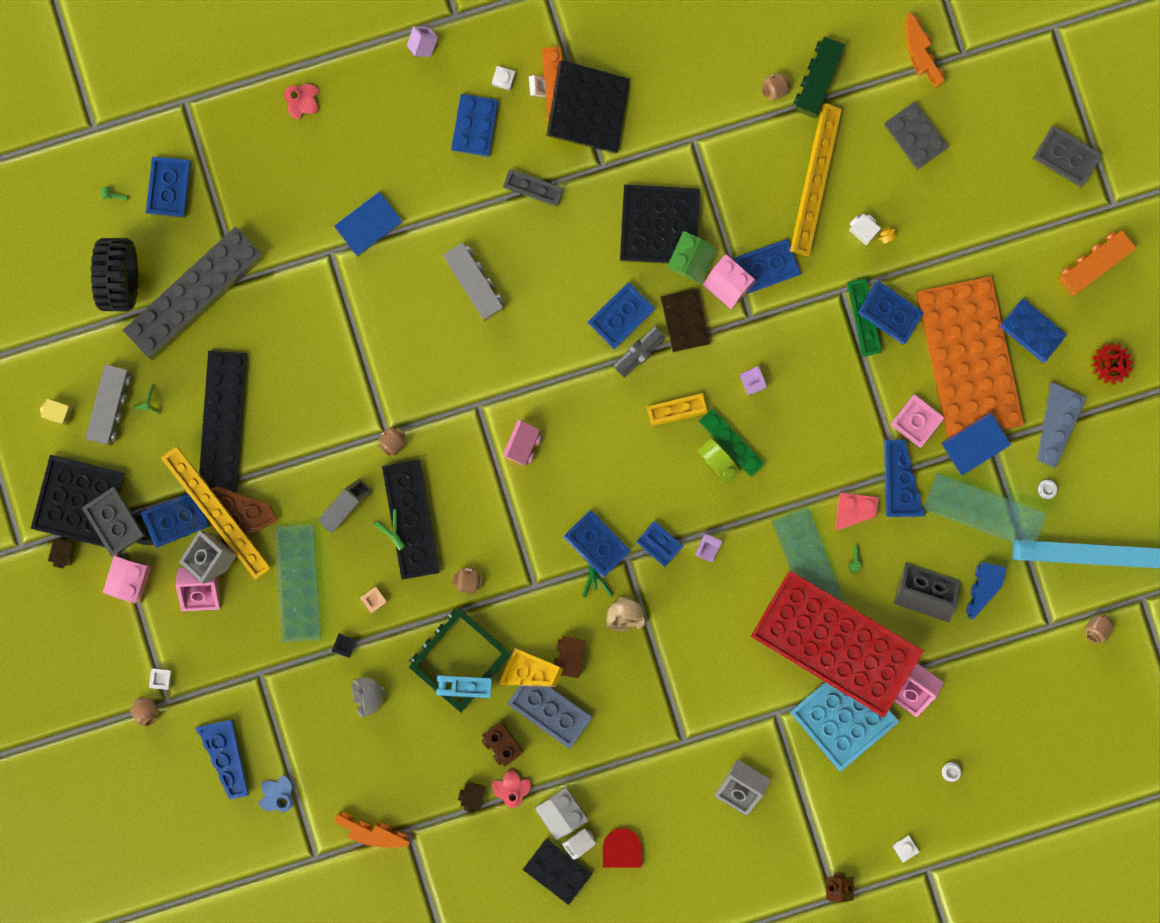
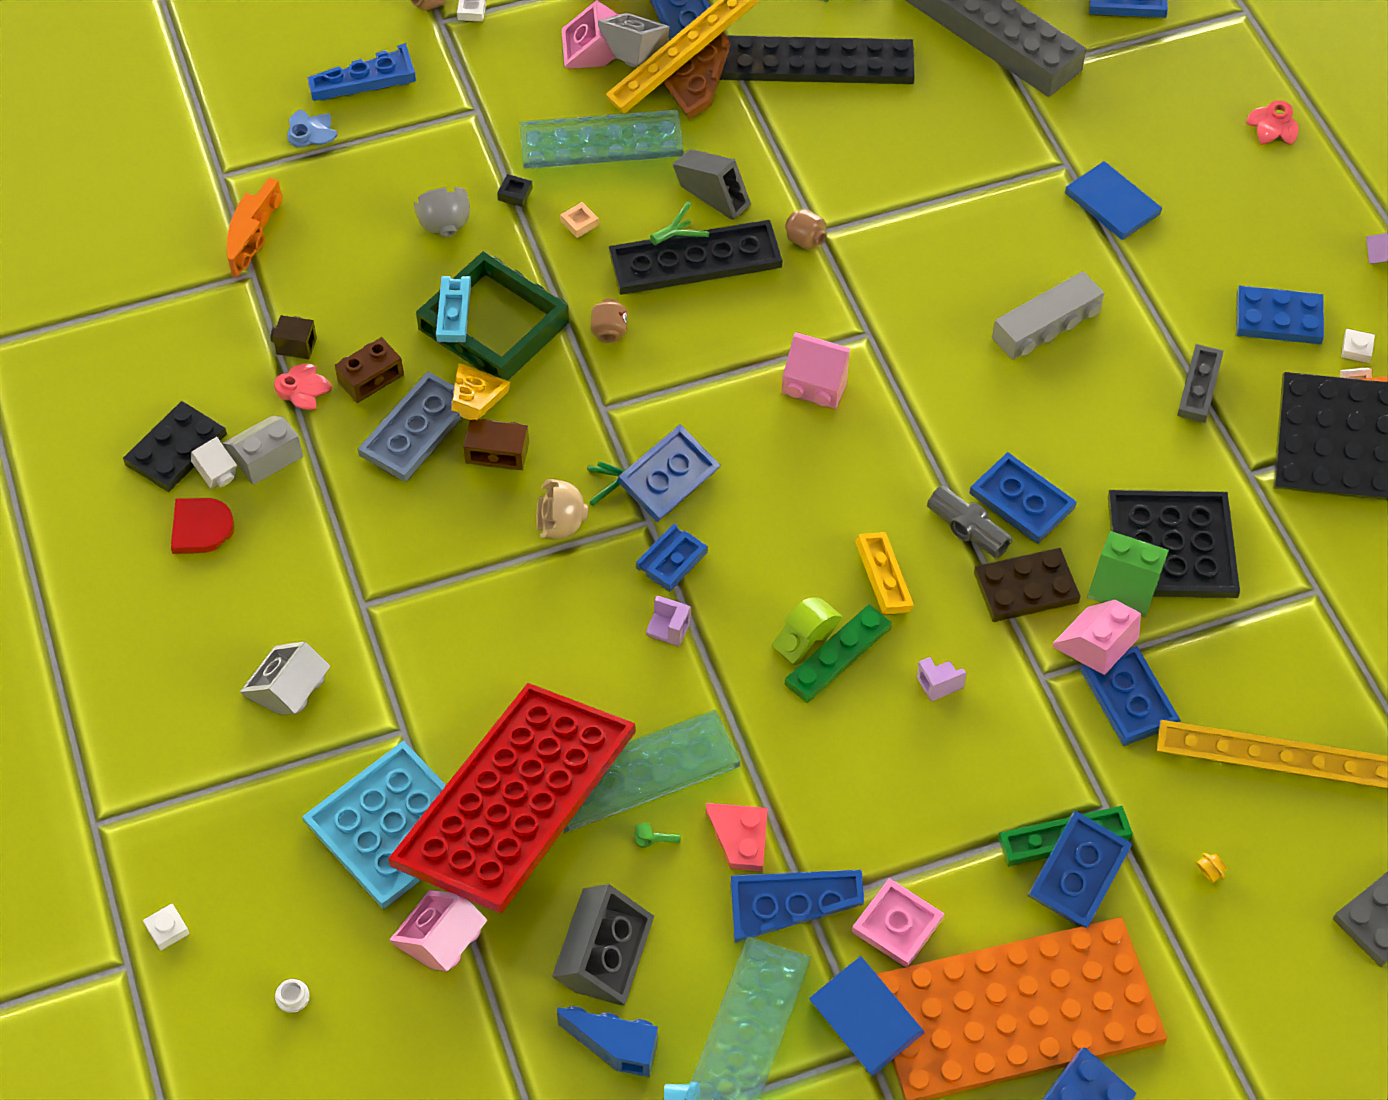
camera: 85 degrees right, 30 degrees down
(839, 887) = (109, 819): reddish brown brick -> none
(864, 228) = (1217, 830): white brick -> none

